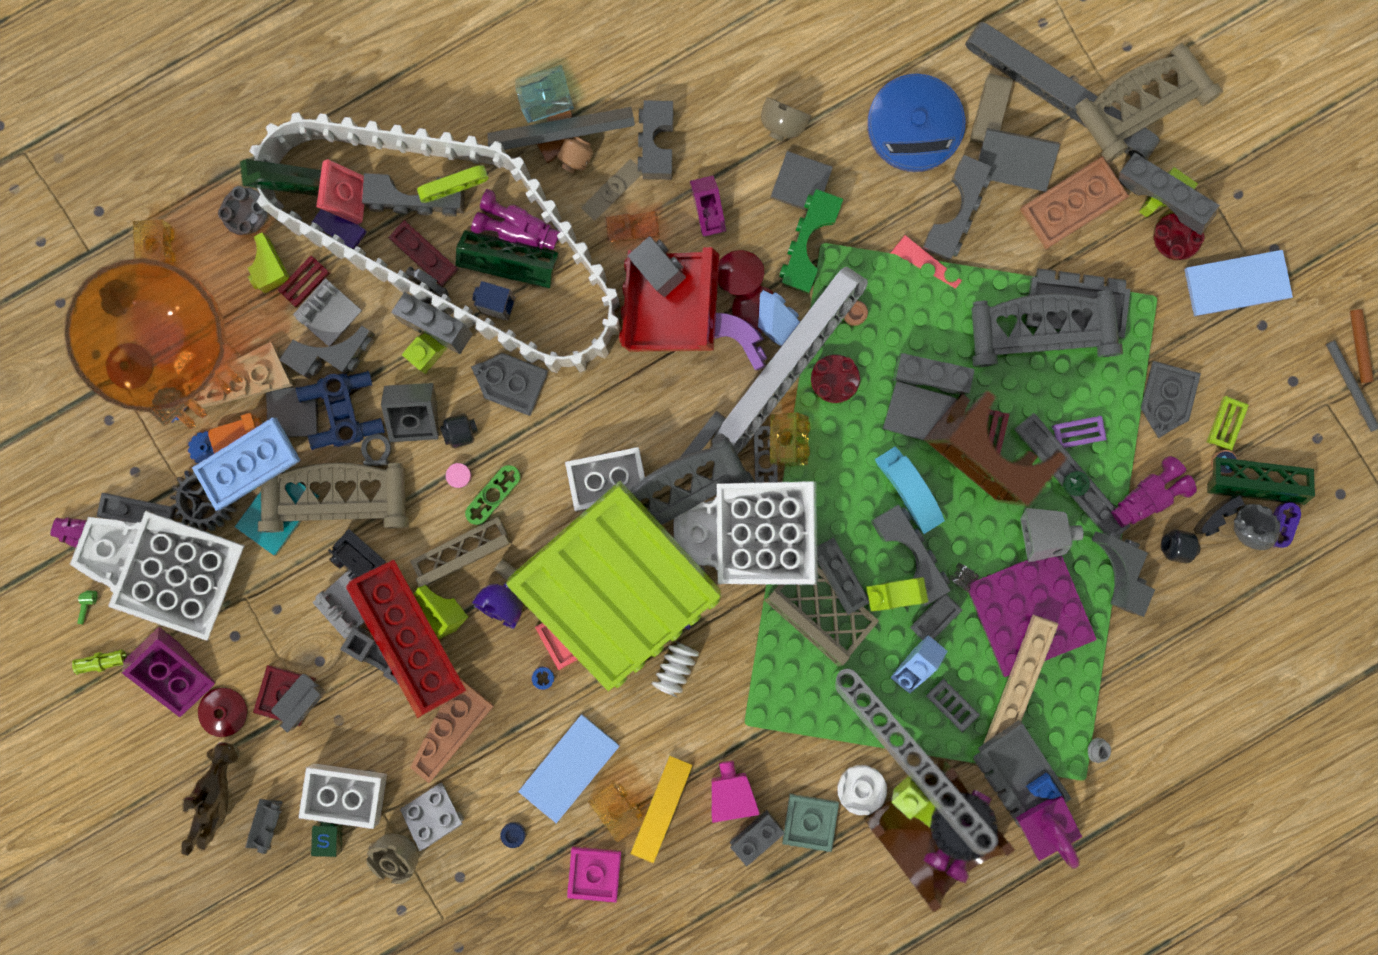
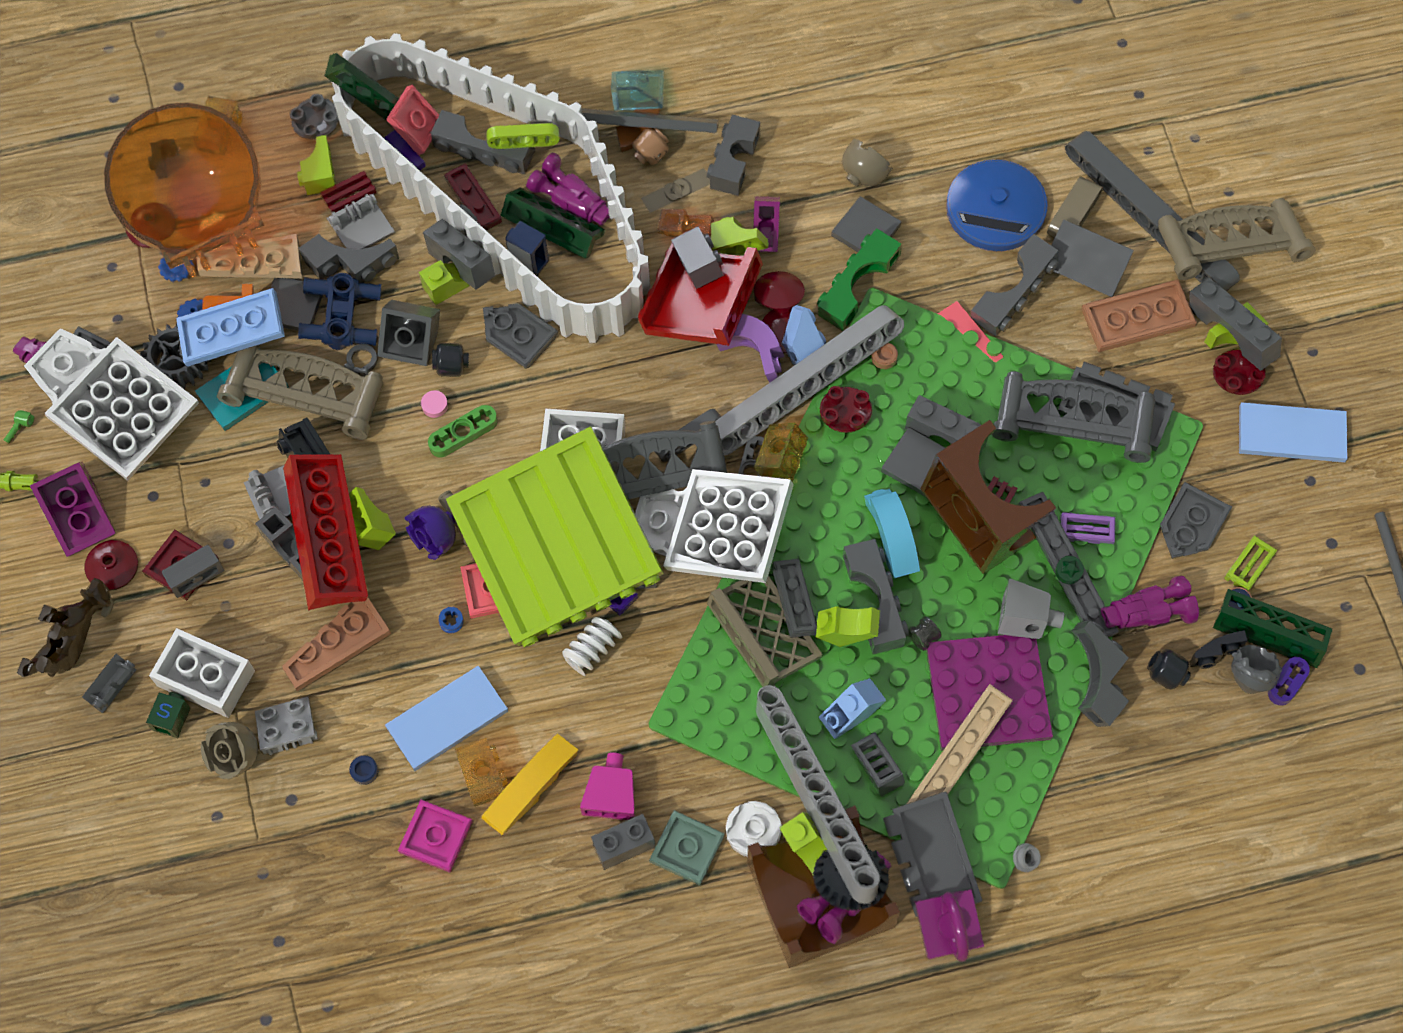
camera: 15 degrees right, 20 degrees down
(464, 560) = (412, 480): dark tan fence -> none
(680, 232) = (733, 239): none -> lime arch
(935, 617) = (886, 668): dark grey tile -> none
(1044, 787) = (954, 875): blue tile -> none

